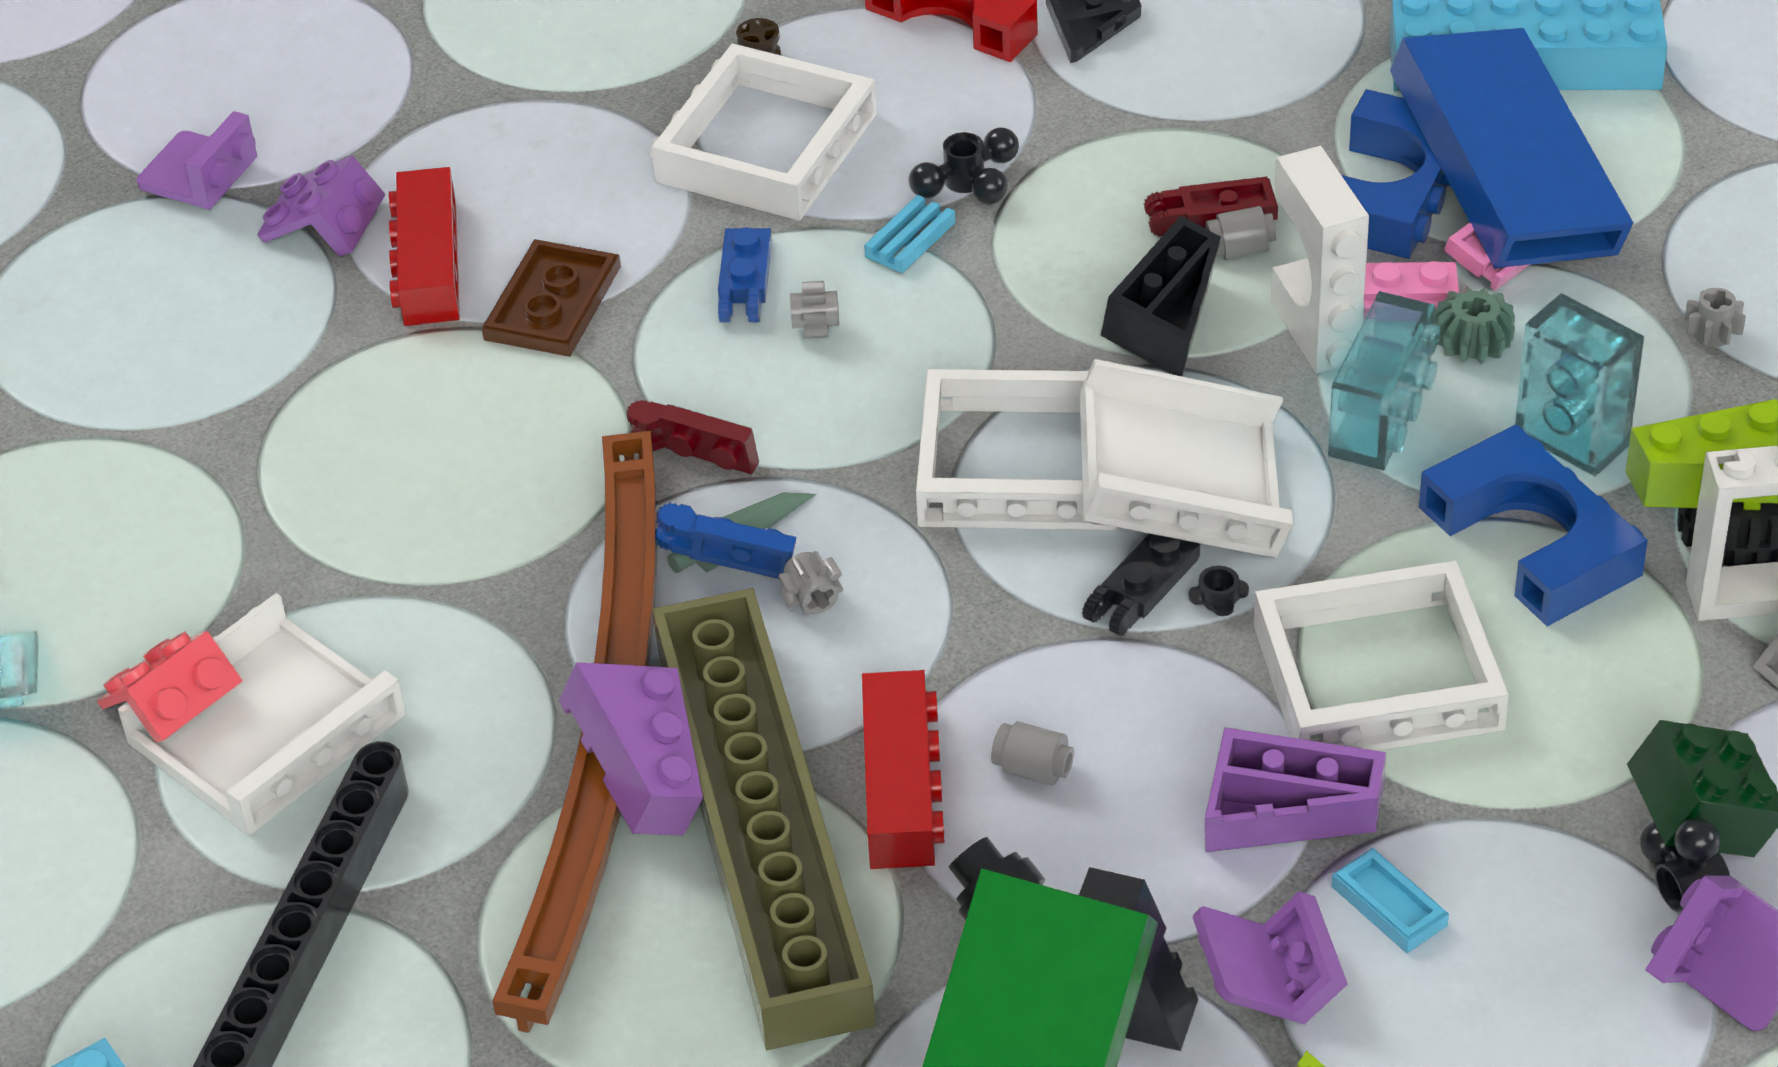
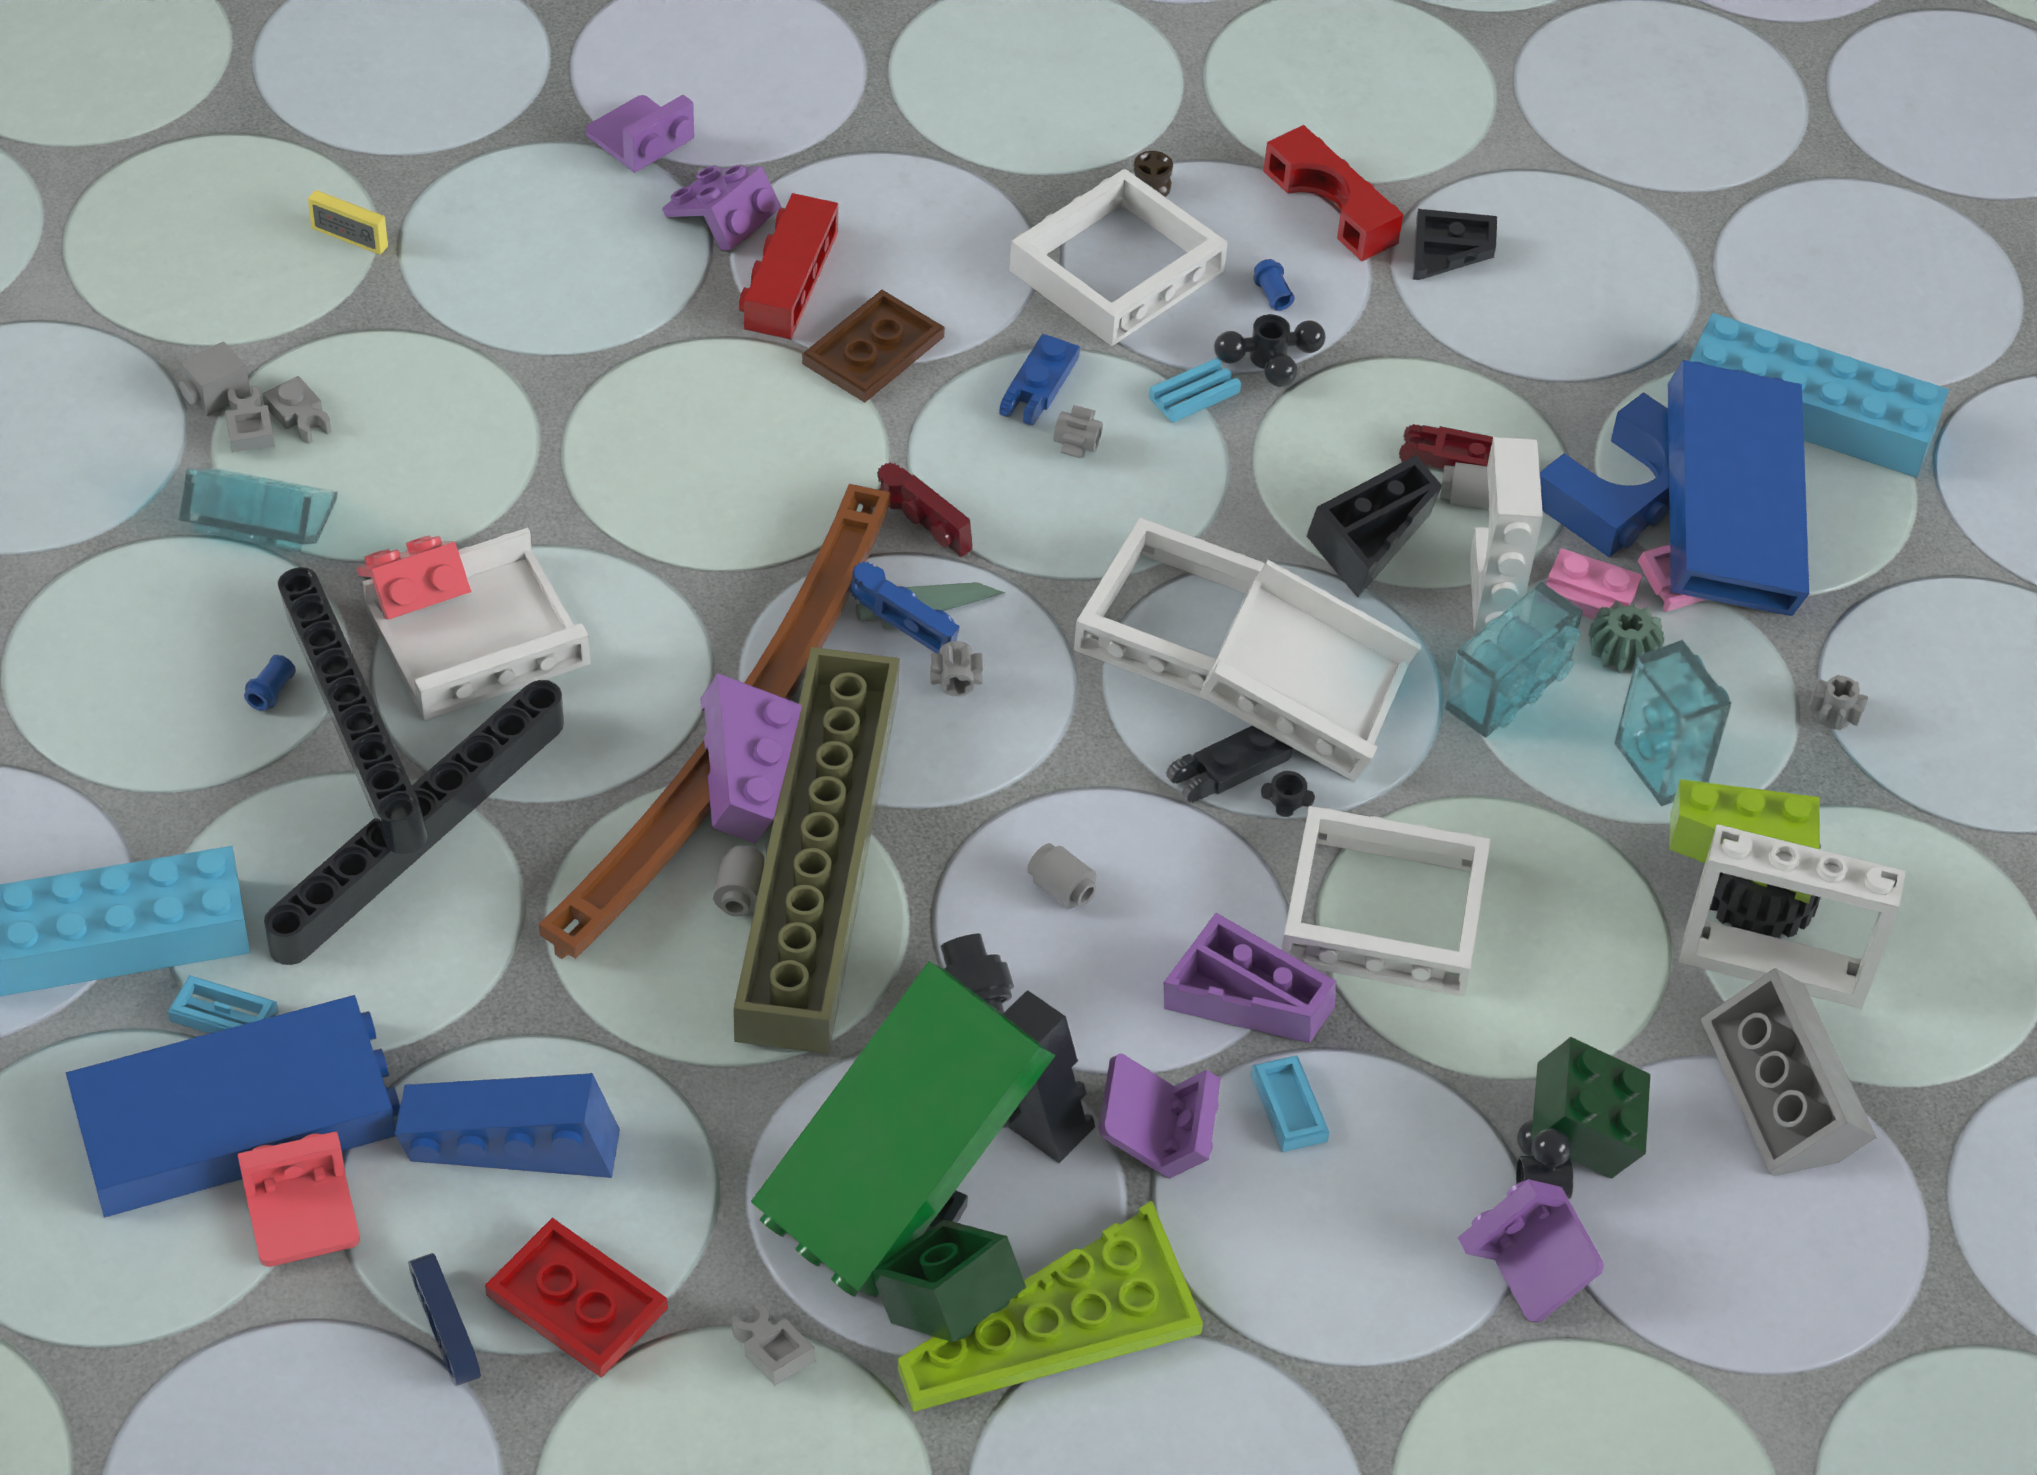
camera: 15 degrees right, 5 degrees up
(54, 862) = (264, 690): none -> blue pin
(175, 848) = (353, 711): none -> black beam
(689, 879) = (739, 881): none -> light grey brick
(898, 769) = (949, 851): red brick -> none
(929, 103) = (1270, 277): none -> blue pin
(1519, 474) = (1590, 781): blue arch -> none

